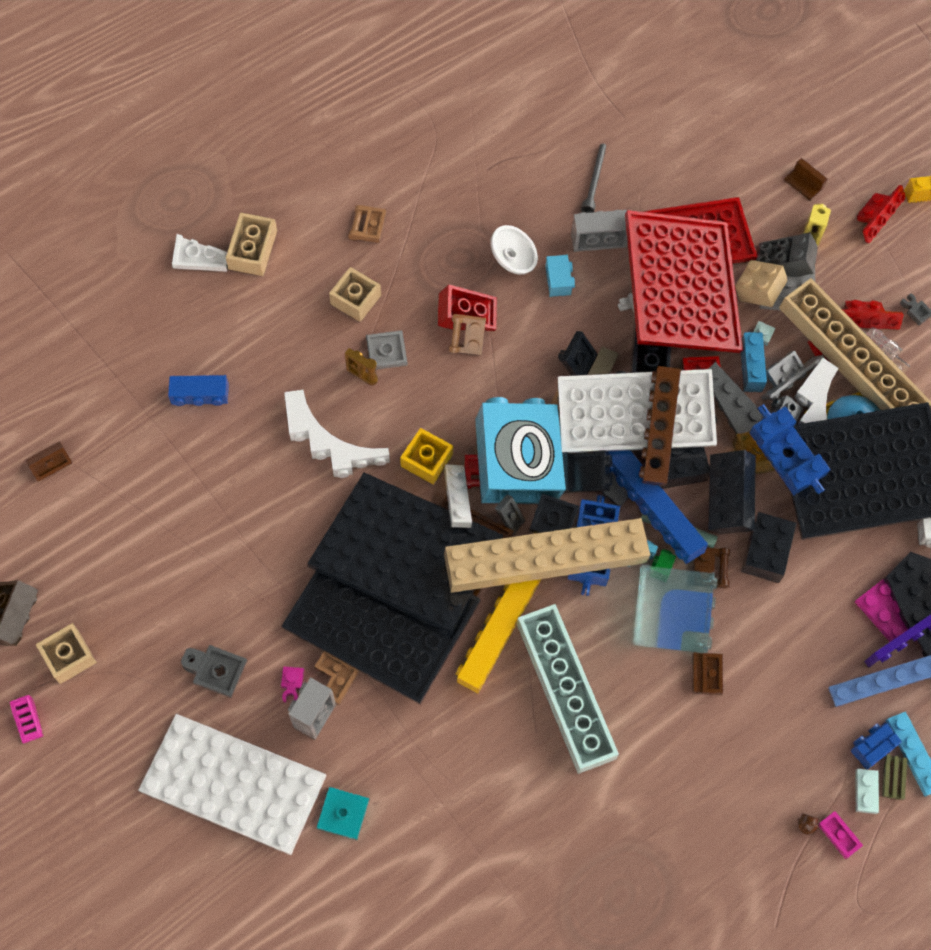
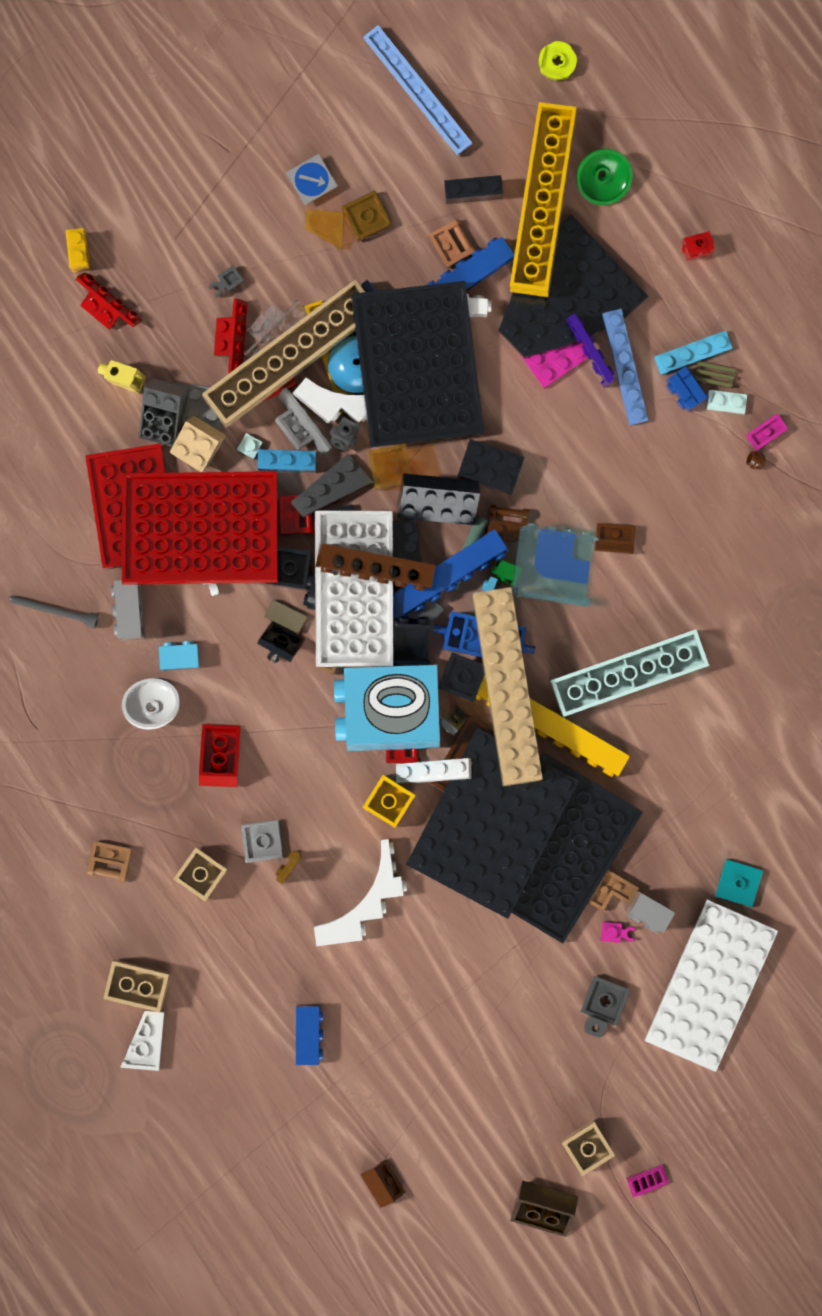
camera: 85 degrees left, 20 degrees up
(473, 336) = (254, 750): medium nougat plate -> none
(778, 433) = (418, 428): blue brick -> none
(806, 179) = (62, 379): reddish brown panel -> none

